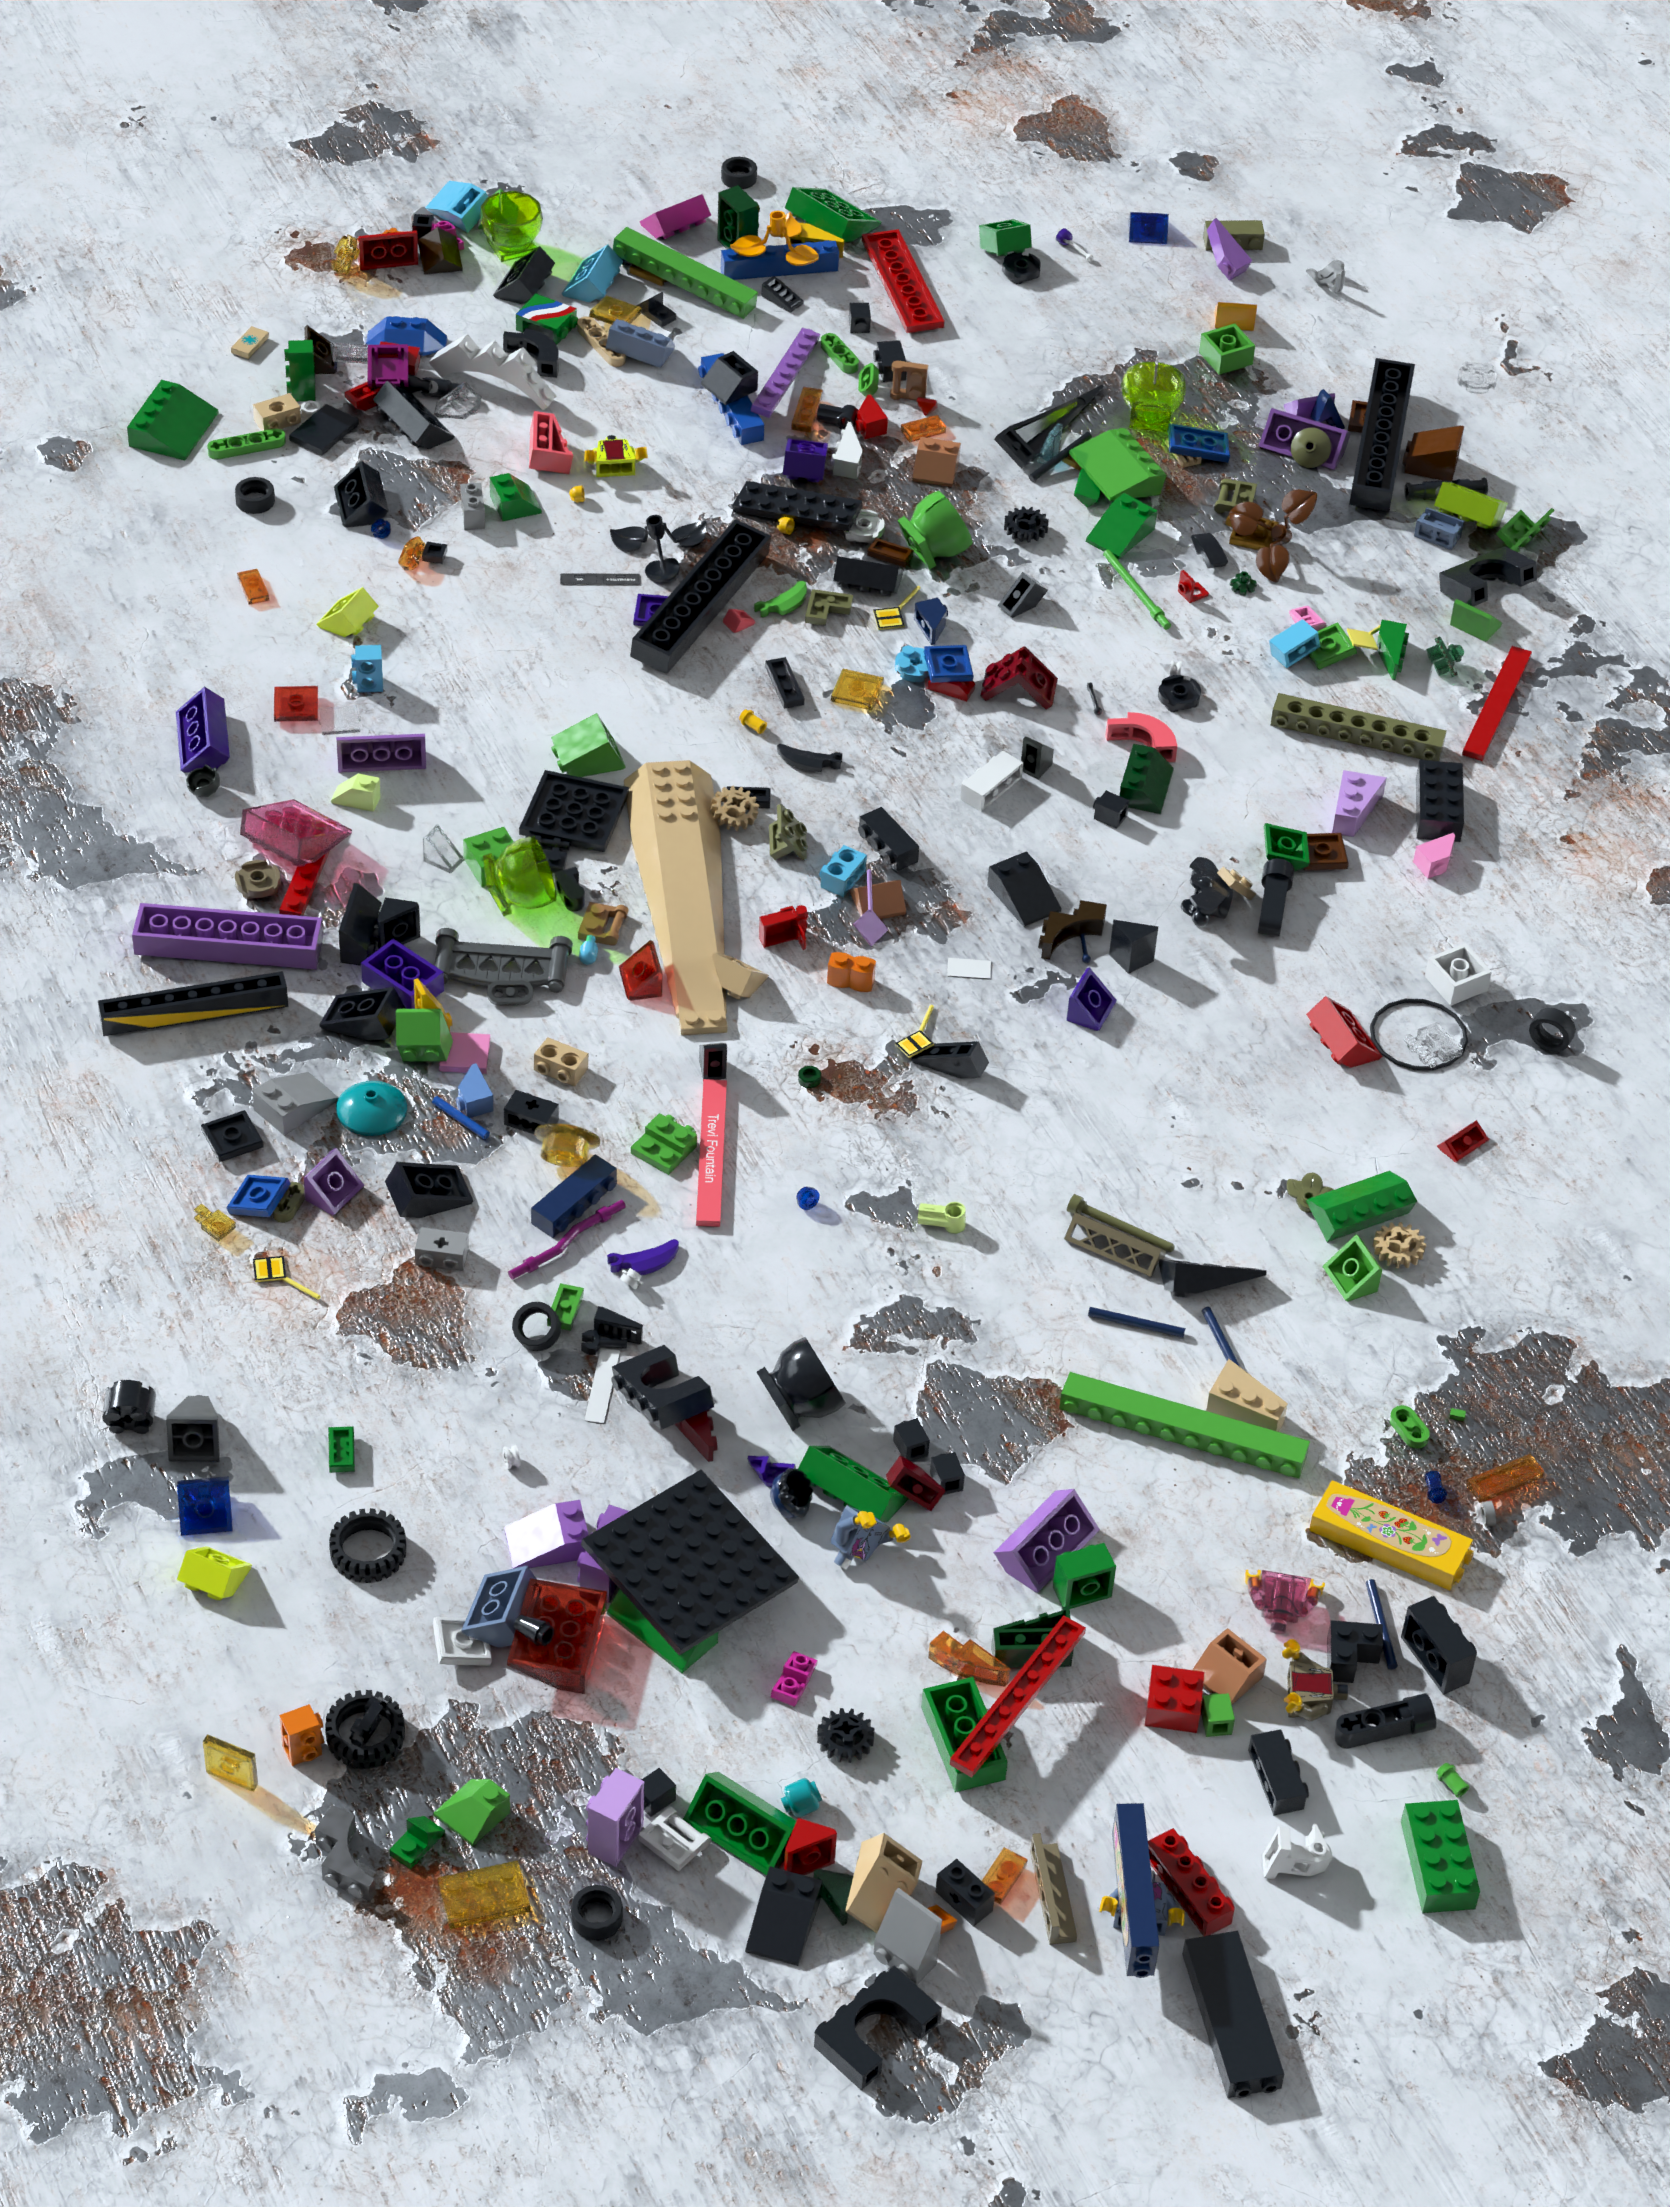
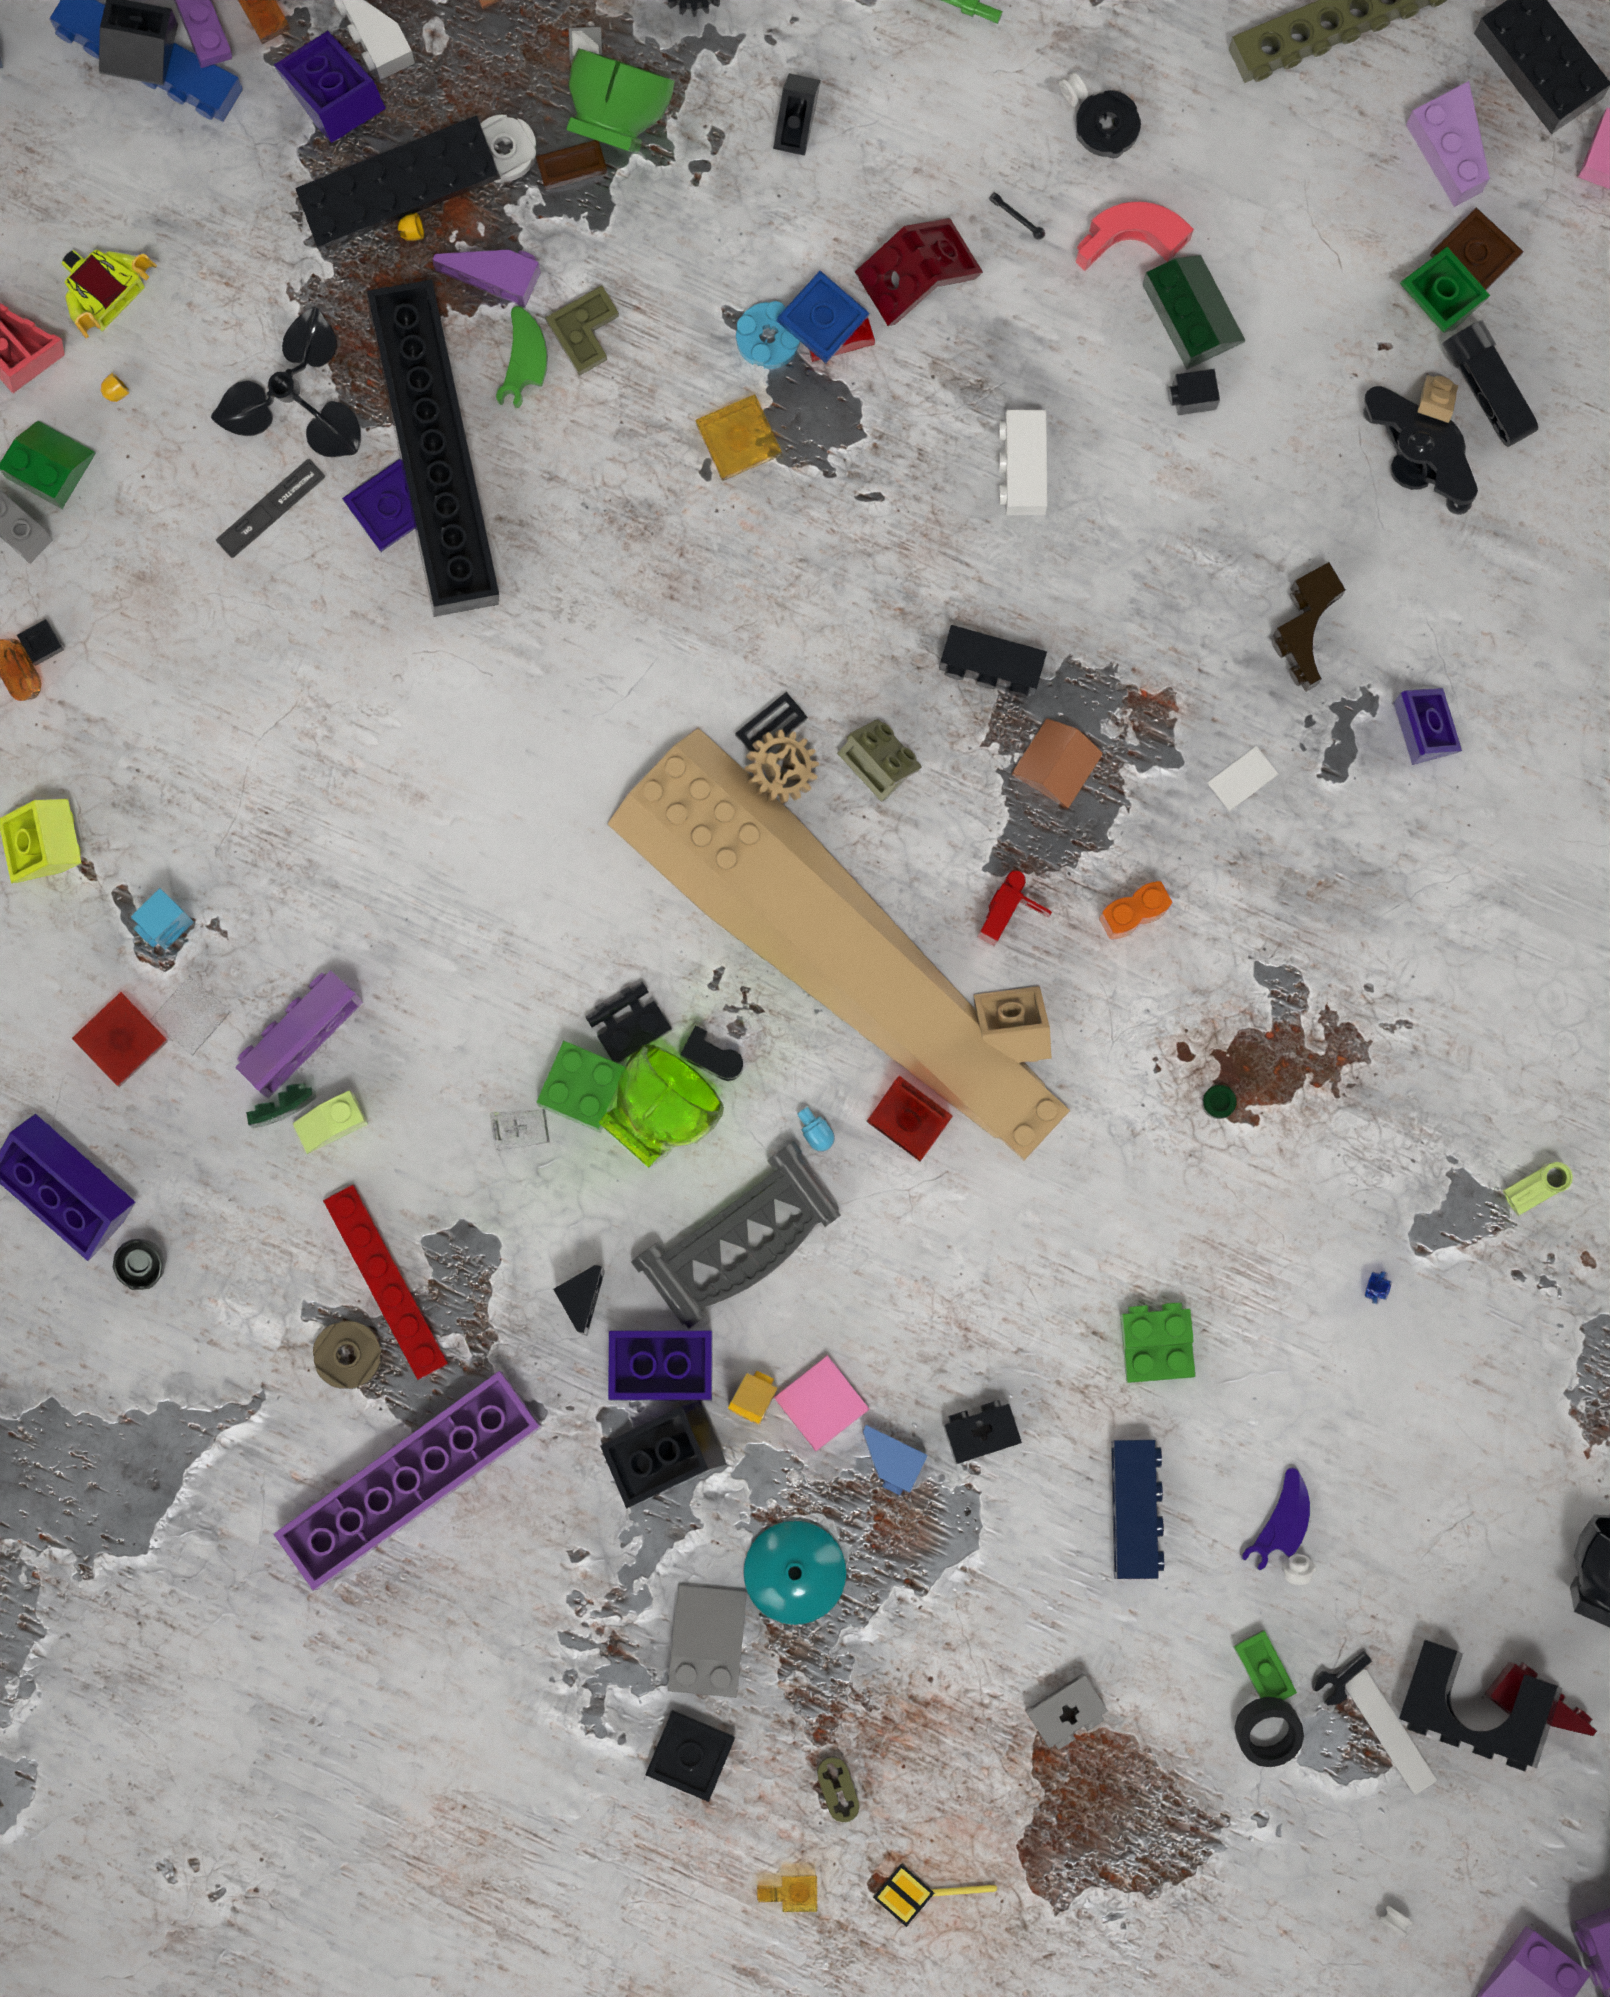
camera: 40 degrees left, 35 degrees up
(193, 1003) = (468, 1616): black brick -> none
(258, 1195) = (803, 1815): blue plate -> none
(292, 831) = (326, 1253): clear pink slope -> none
(331, 1183) = (869, 1727): medium lavender slope -> none
(336, 773) = (290, 1102): none -> clear green slope
(359, 926) = (545, 1332): black slope -> none
(422, 1035) = (774, 1442): bright green slope -> none
(426, 1189) = (974, 1640): black slope -> none
(460, 1117) = (905, 1501): blue bar -> none
(510, 992) = (795, 1278): dark grey plate -> none
(532, 1263) = (1172, 1640): magenta bar -> none
(561, 1061) = (939, 1319): tan brick -> none
(566, 1144) = (1074, 1458): clear yellow piece -> none
(574, 810) = (601, 927): black plate -> none
(587, 749) = (531, 821): slope -> none
(596, 919) = (781, 1078): medium nougat plate -> none
(614, 1325) = (1335, 1653): black slope -> none
(711, 1153) = (1215, 1308): coral tile -> none
(713, 1061) = (1104, 1178): black slope -> none
(737, 620) = (498, 439): coral slope -> none
(748, 718) = (670, 599): yellow pin -> none
(784, 682) = (650, 503): black plate -> none
(806, 560) = (495, 271): none -> medium lavender slope
(809, 760) = (785, 607): black piece -> none
(843, 870) = (994, 756): medium azure brick -> none
(867, 575) = (587, 233): black slope -> none
(869, 923) = (1089, 812): lavender piece -> none
(891, 617) = (666, 278): piece -> none
(917, 1041) = (1289, 951): piece -> none
(931, 618) = (725, 245): dark blue slope -> none
(954, 1059) = (1351, 945): black slope -> none
(1022, 888) = (1209, 609): black slope -> none
(1036, 757) = (1047, 381): pearl dark grey slope -> none
(1086, 958) = (1356, 651): dark blue hinge -> none
(1133, 944) = (1409, 605): black slope -> none

